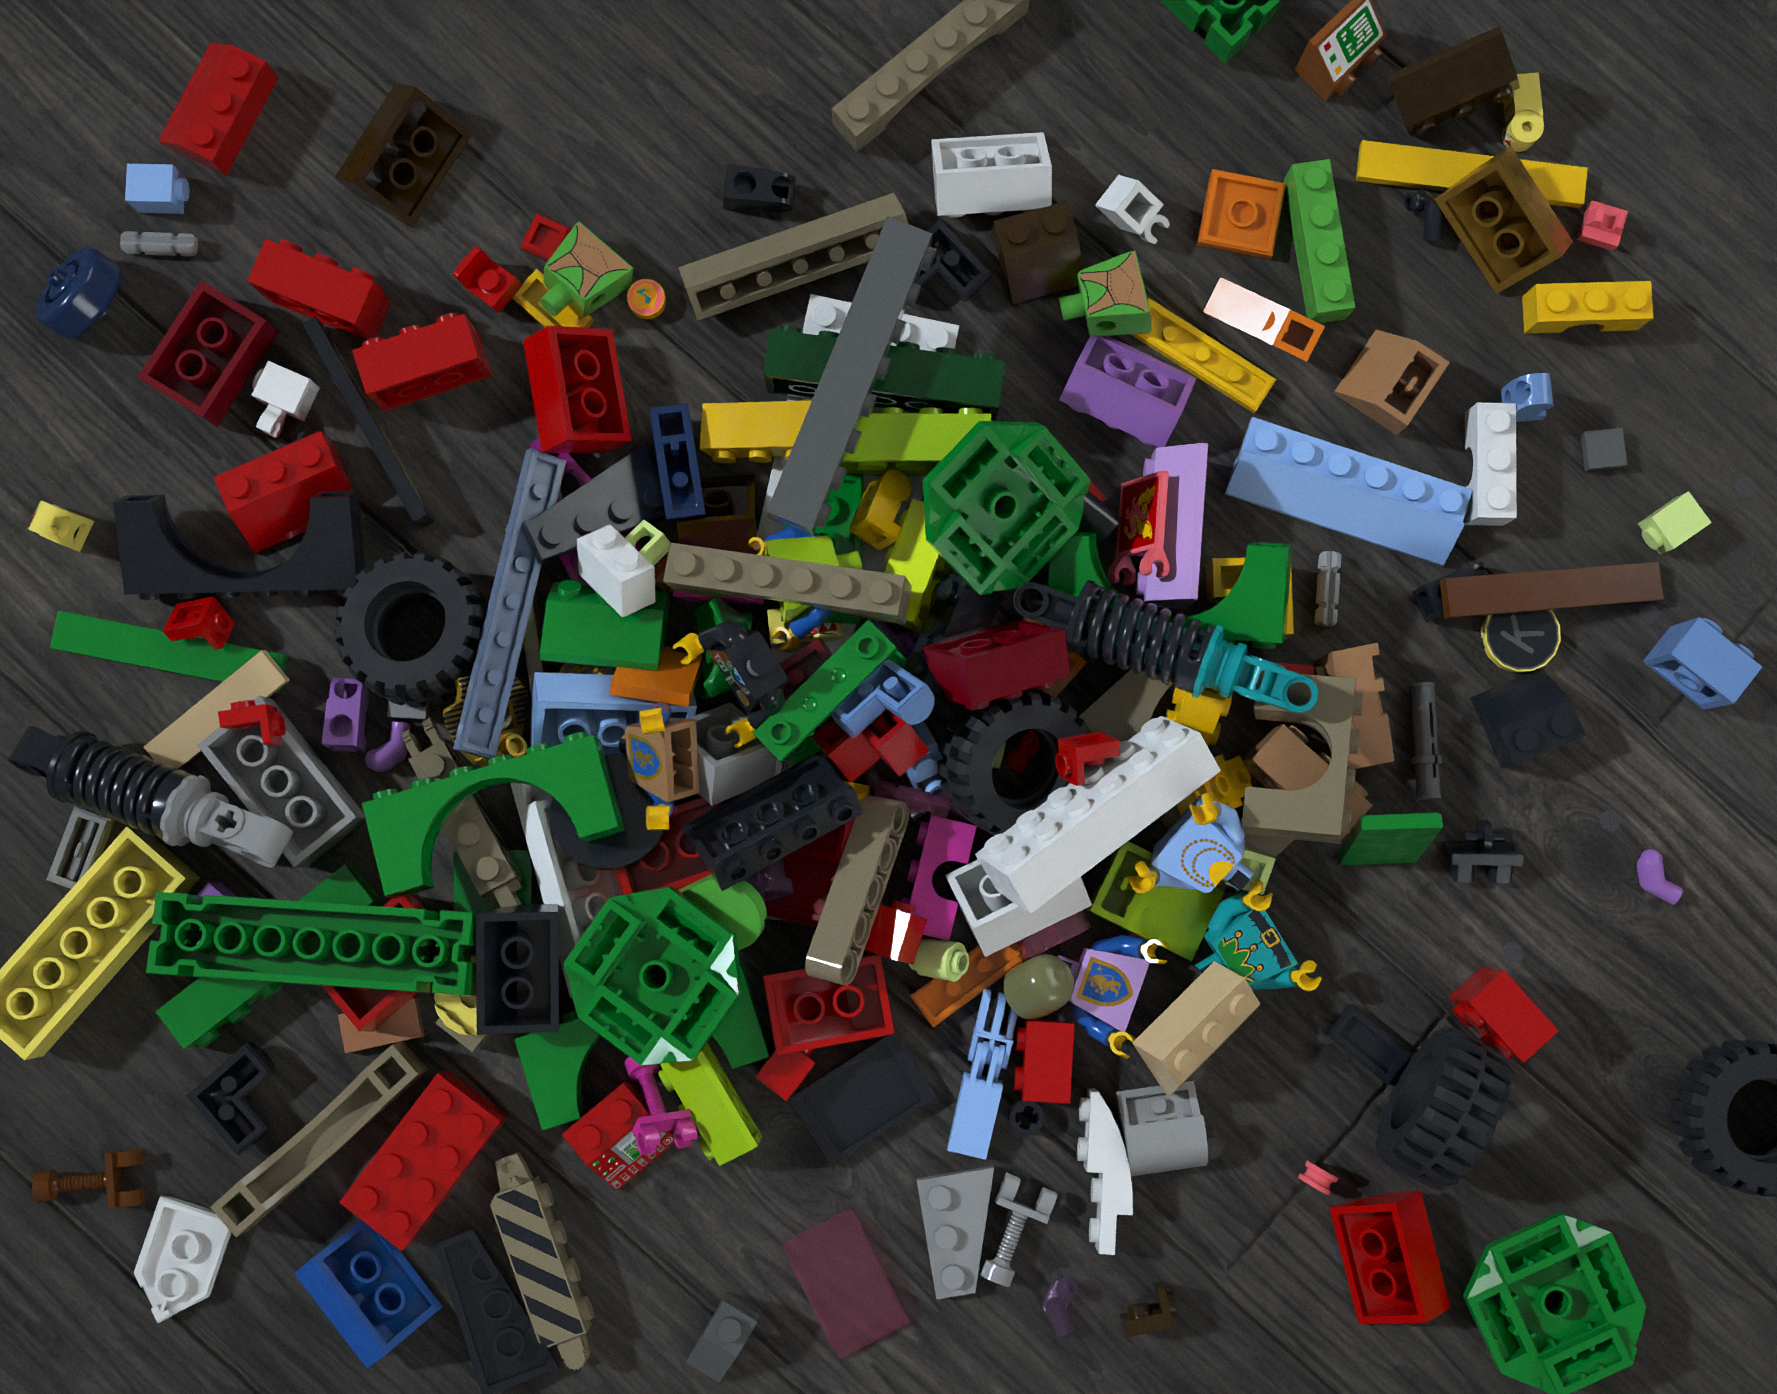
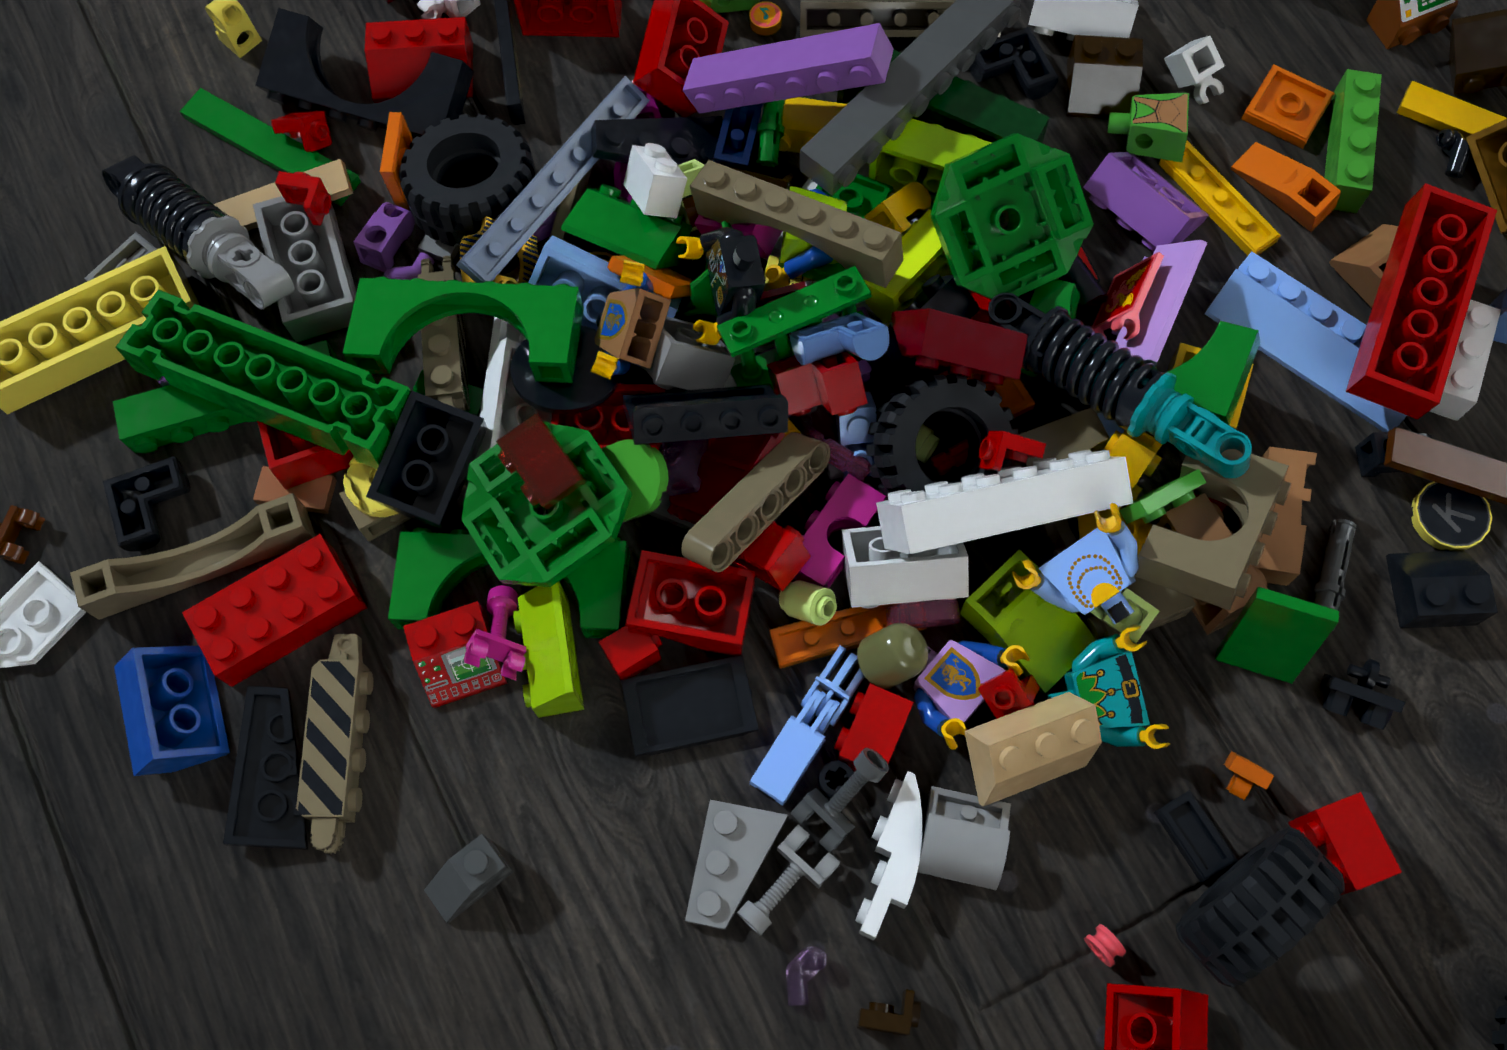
camera: 25 degrees right, 15 degrees down
(321, 619) = (396, 142): none -> orange tile
(639, 947) = (540, 462): none -> clear red brick
(712, 458) = (770, 133): none -> green pin
(714, 406) = (789, 69): none -> medium lavender brick
(845, 1283) = (604, 875): clear pink piece -> none
(1057, 1107) = (869, 767): none -> dark grey bar
(1161, 983) = (1009, 694): none -> red bracket
(1242, 744) = (1163, 498): none -> bright green plate
(1327, 588) = (1277, 416): light grey axle -> none
(1398, 971) = (1245, 775): none -> orange tile
(1436, 437) = (1422, 302): none -> red brick

